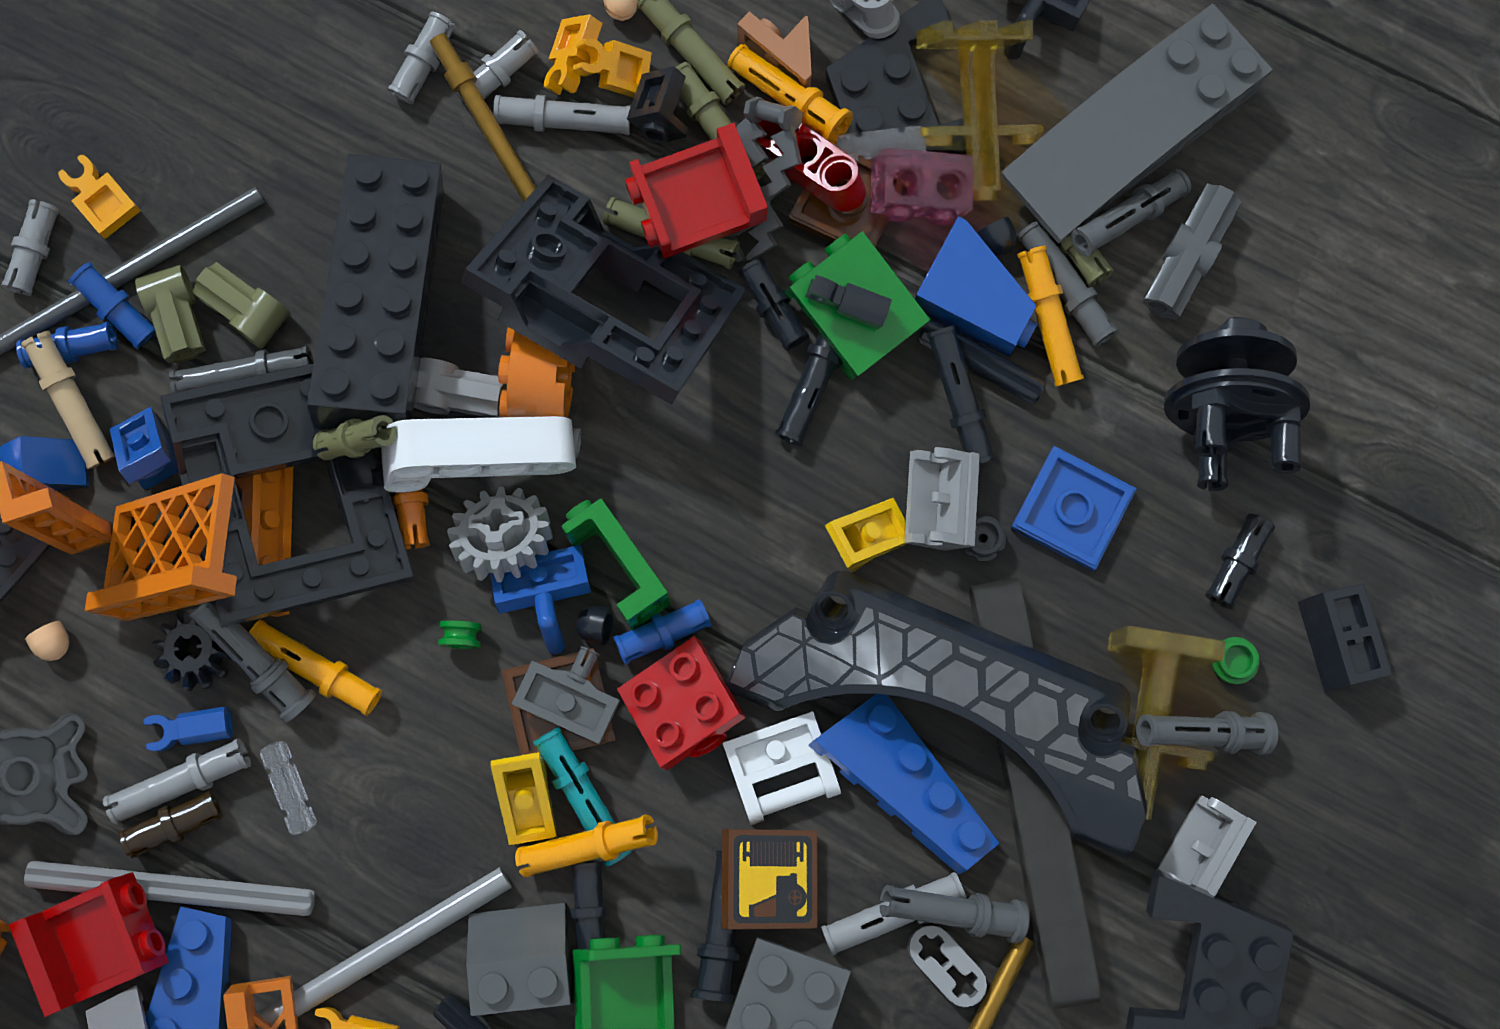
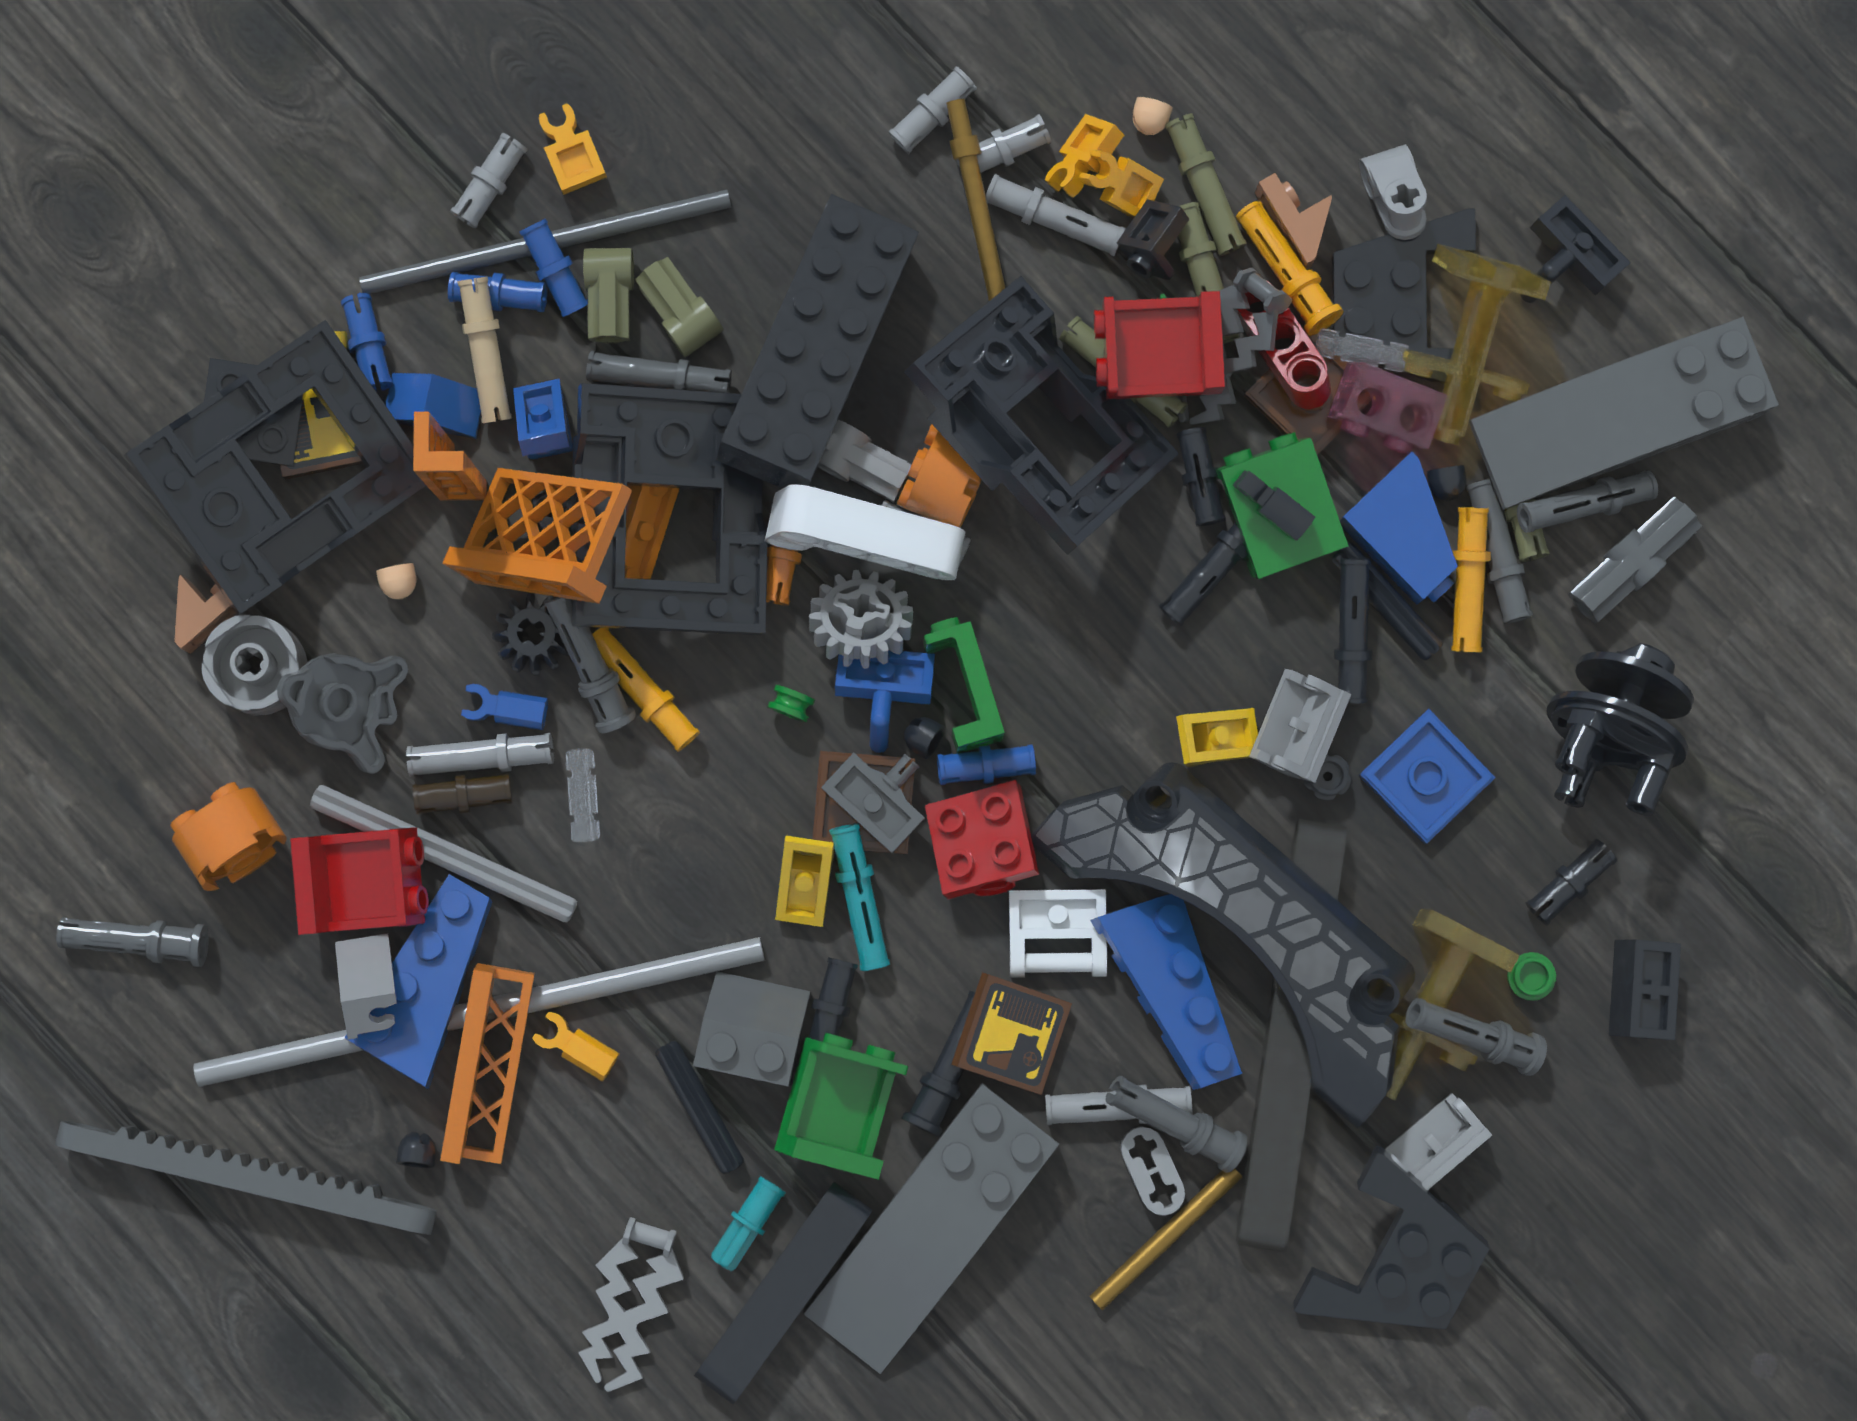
camera: 20 degrees right, 5 degrees up
(355, 438) = (754, 485): olive pin -> none
(602, 842) = (866, 946): light orange pin -> none

